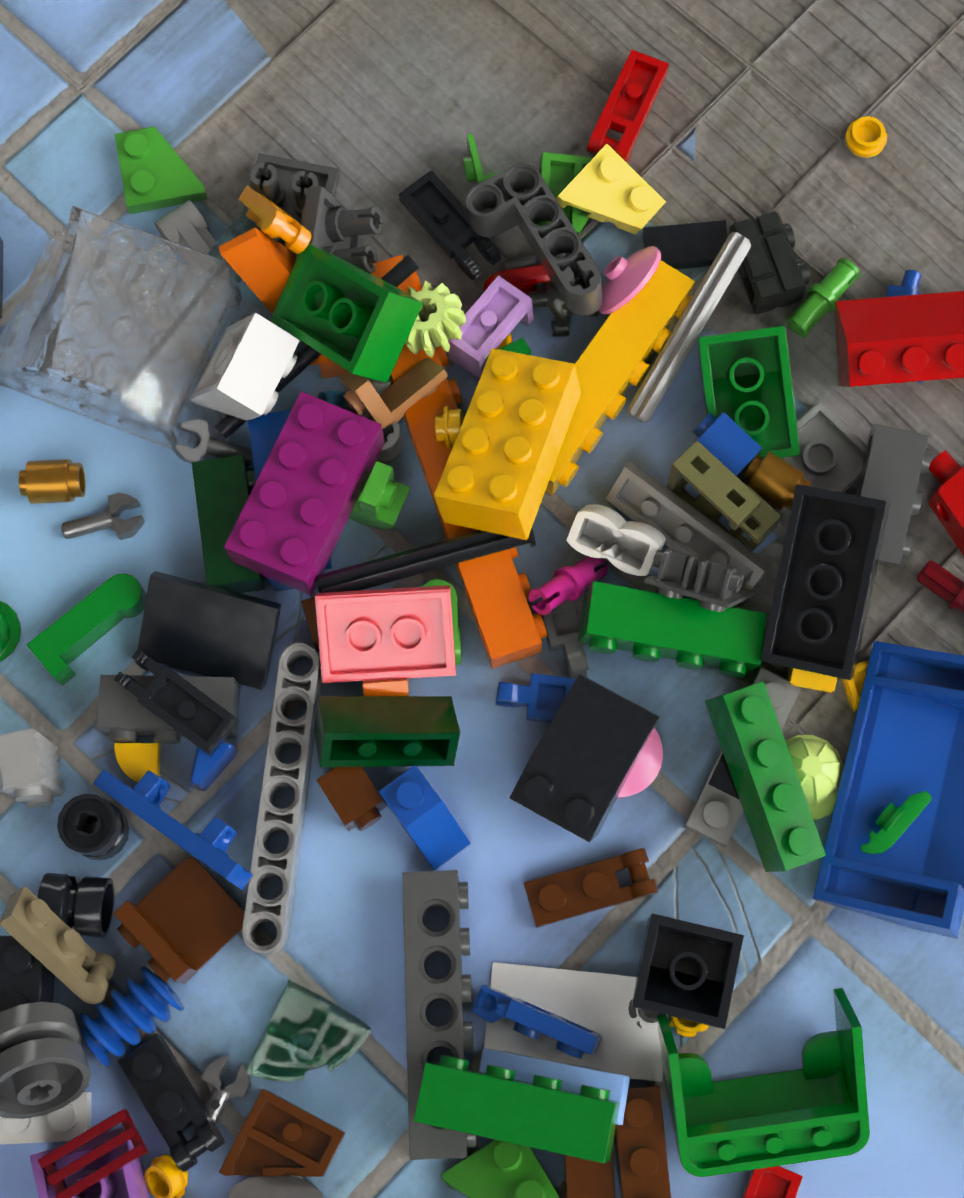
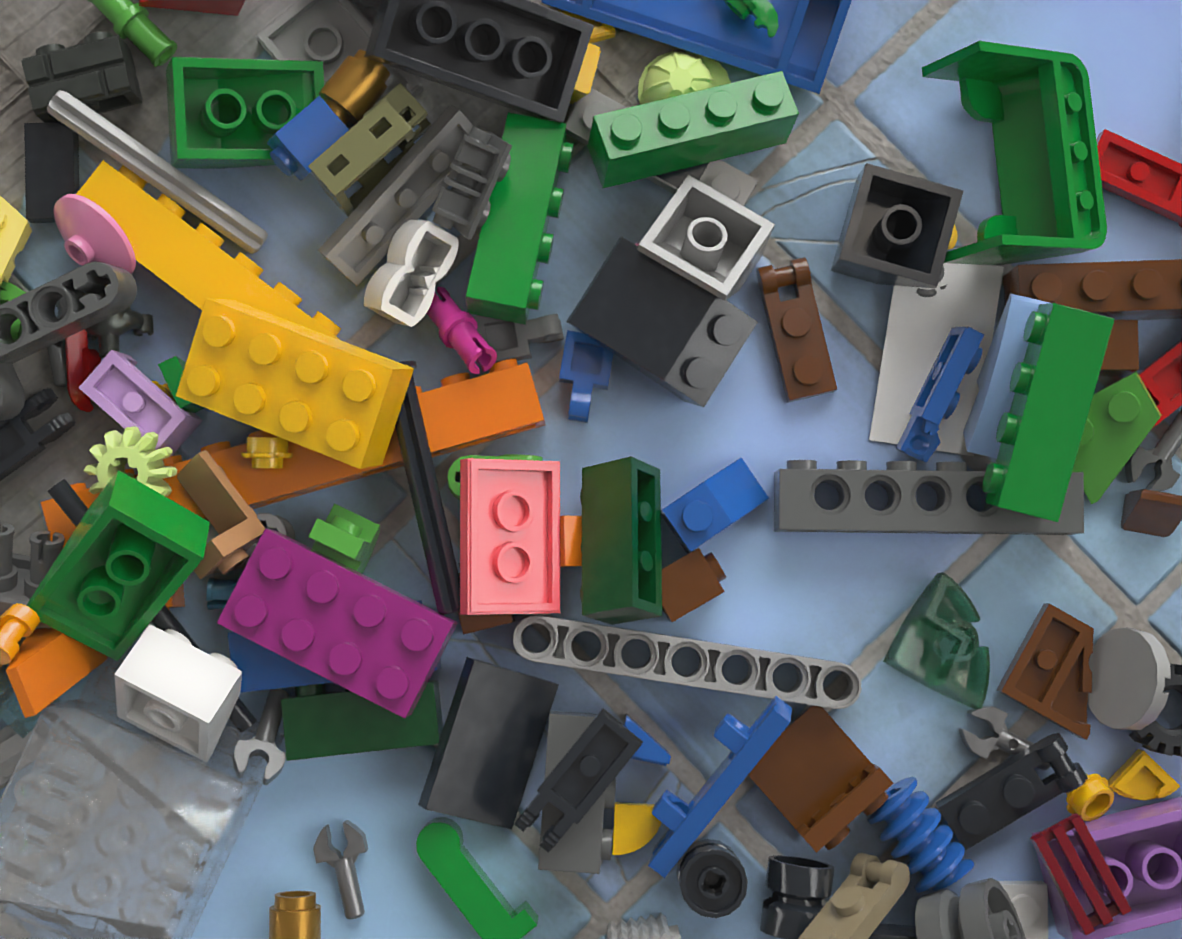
camera: 90 degrees left, 10 degrees up
(661, 794) = (707, 238): none -> light grey slope

